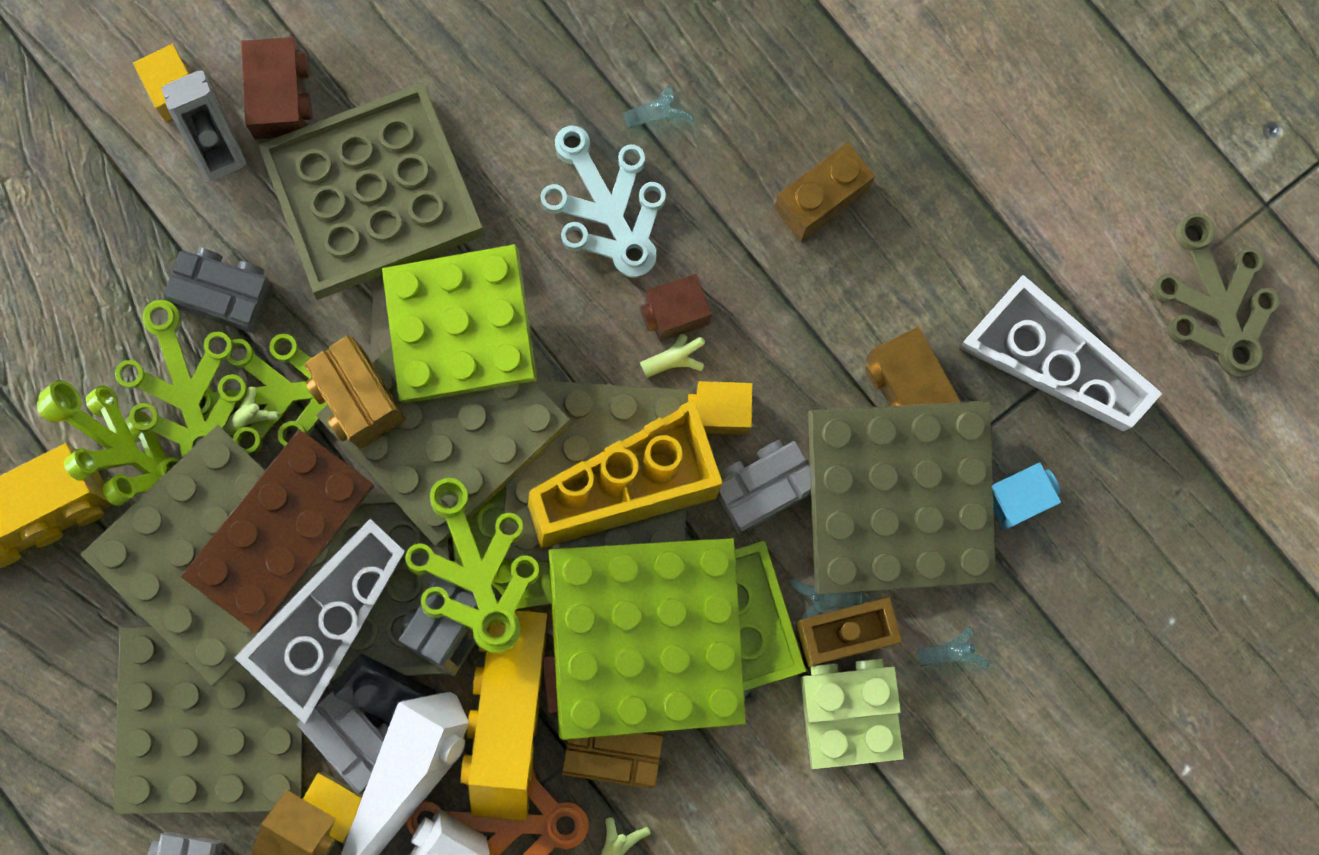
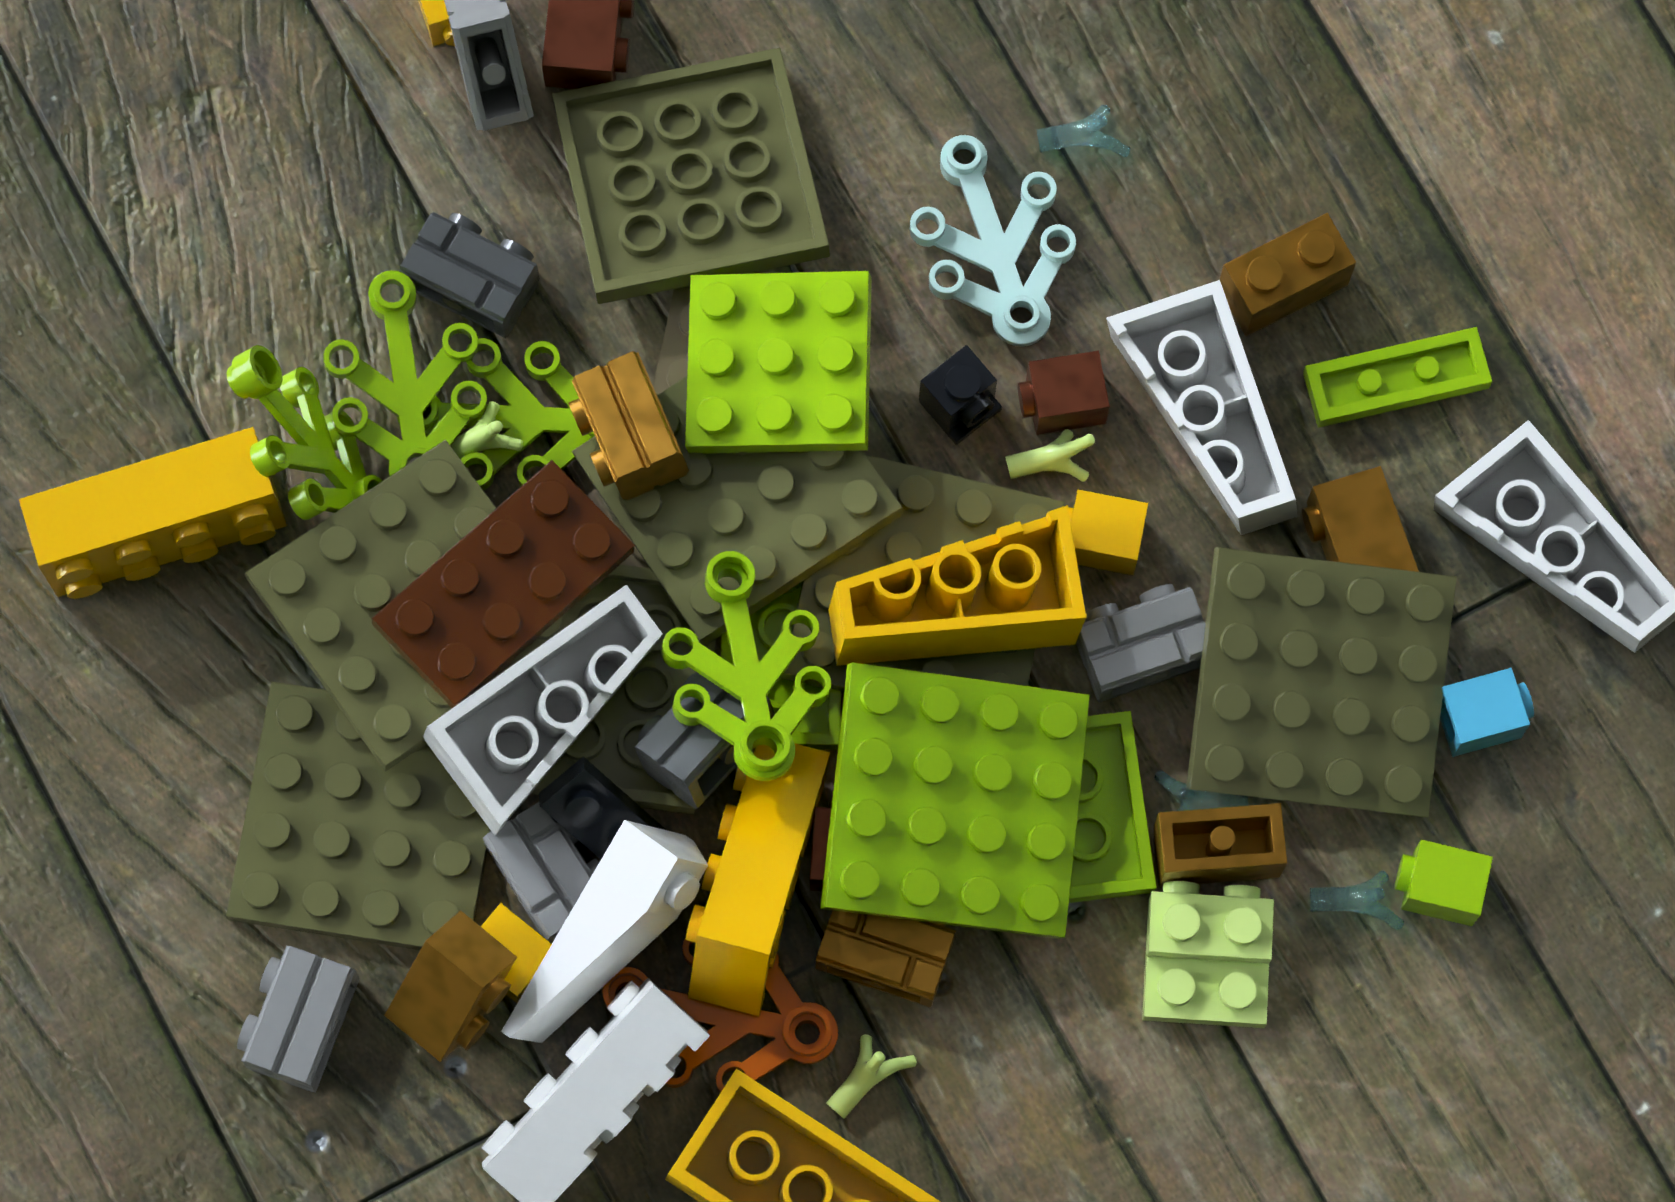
camera: 15 degrees right, 5 degrees down
(599, 322) = (960, 395): none -> black brick
(780, 290) = (1205, 390): none -> white wedge
(917, 255) = (1397, 377): none -> lime plate
(1016, 629) = (1444, 882): none -> lime brick

